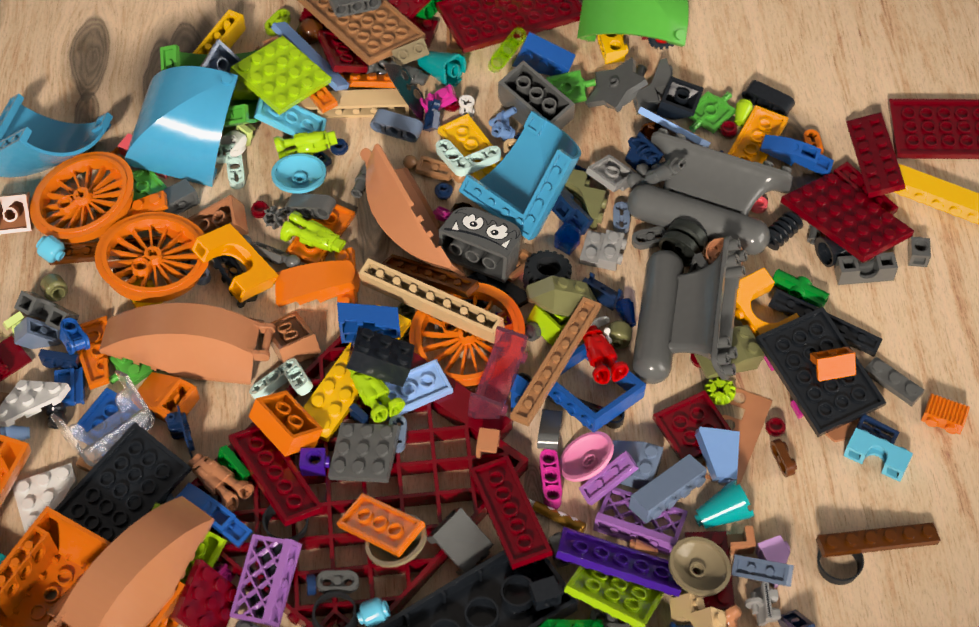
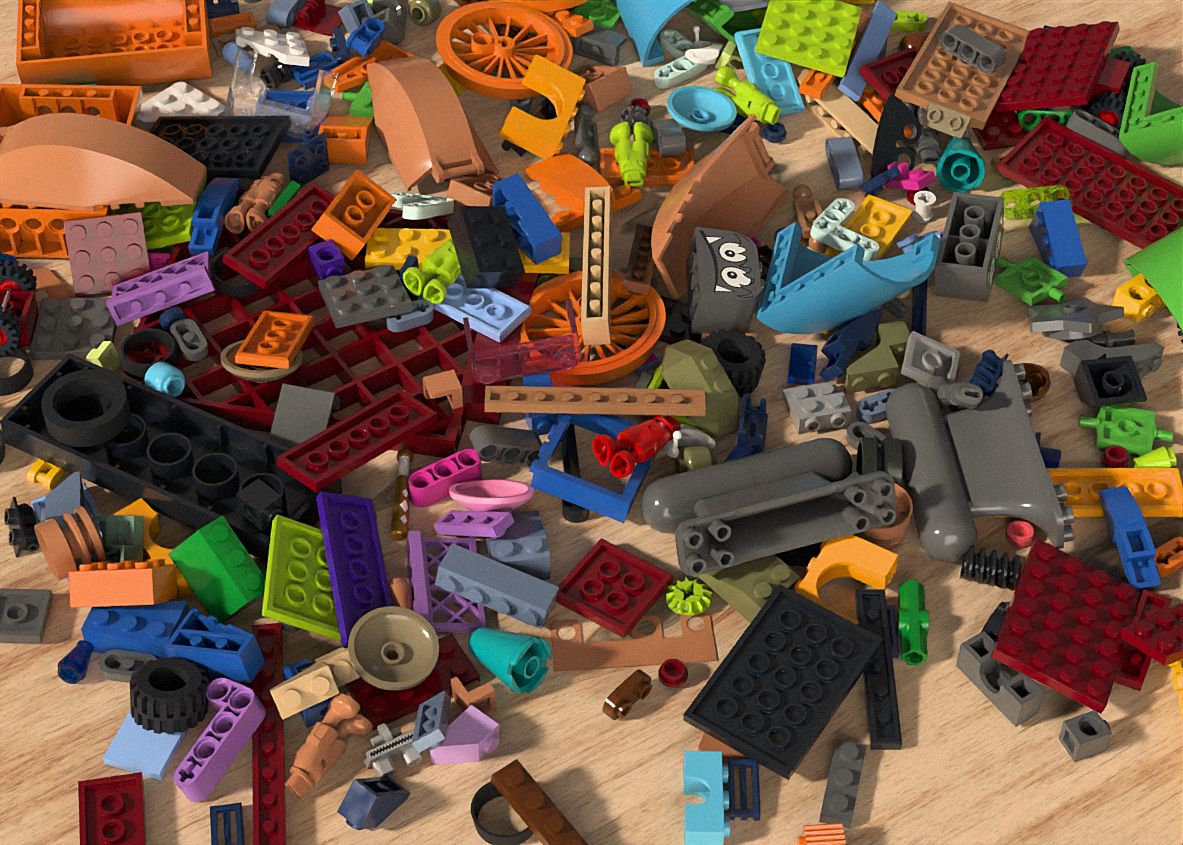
camera: 60 degrees right, 10 degrees down
(673, 127) = (1059, 397): light blue tile -> none
(720, 453) = (581, 619): medium blue slope -> none
(834, 363) = (797, 681): orange panel -> none

